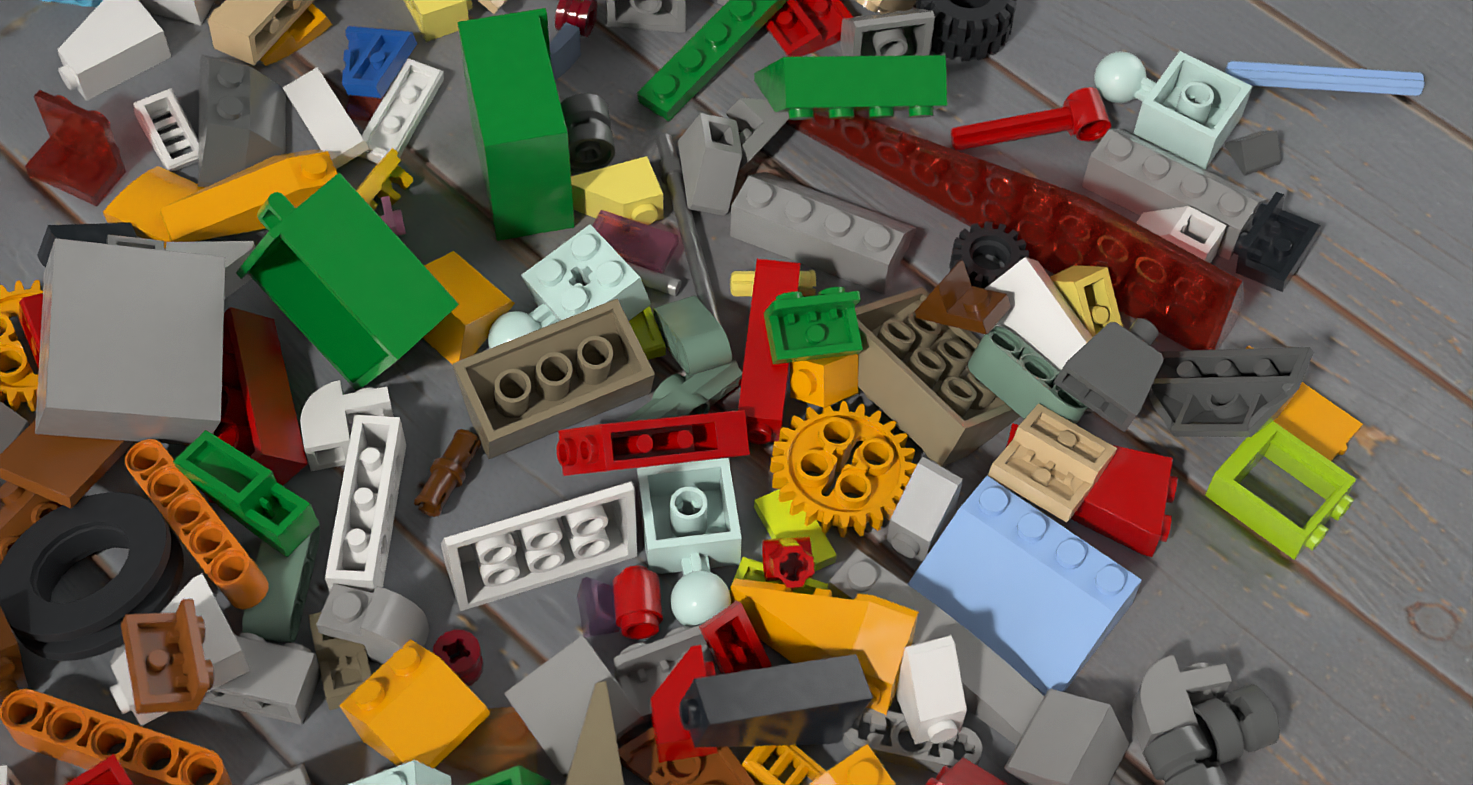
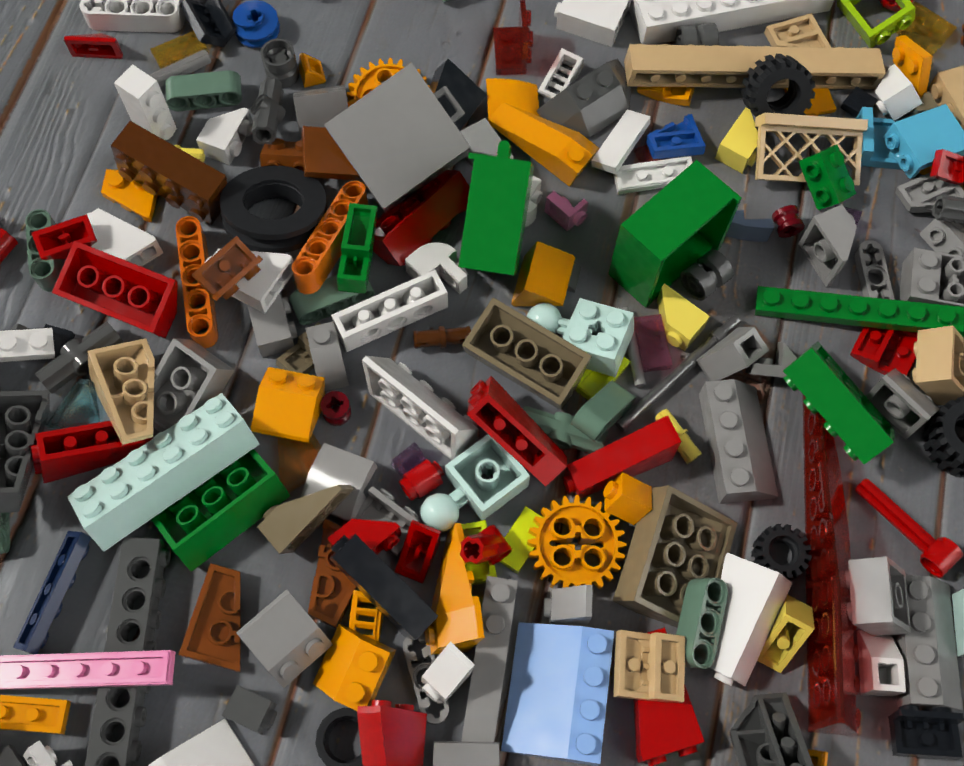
camera: 60 degrees right, 10 degrees up
(381, 178) = (579, 192): yellow plate -> none
(813, 325) = (641, 474): green bracket -> none
(962, 305) = (725, 554): reddish brown slope -> none
(1109, 179) = (878, 596): none -> light grey brick
(1114, 371) = (733, 672): dark grey torso -> none

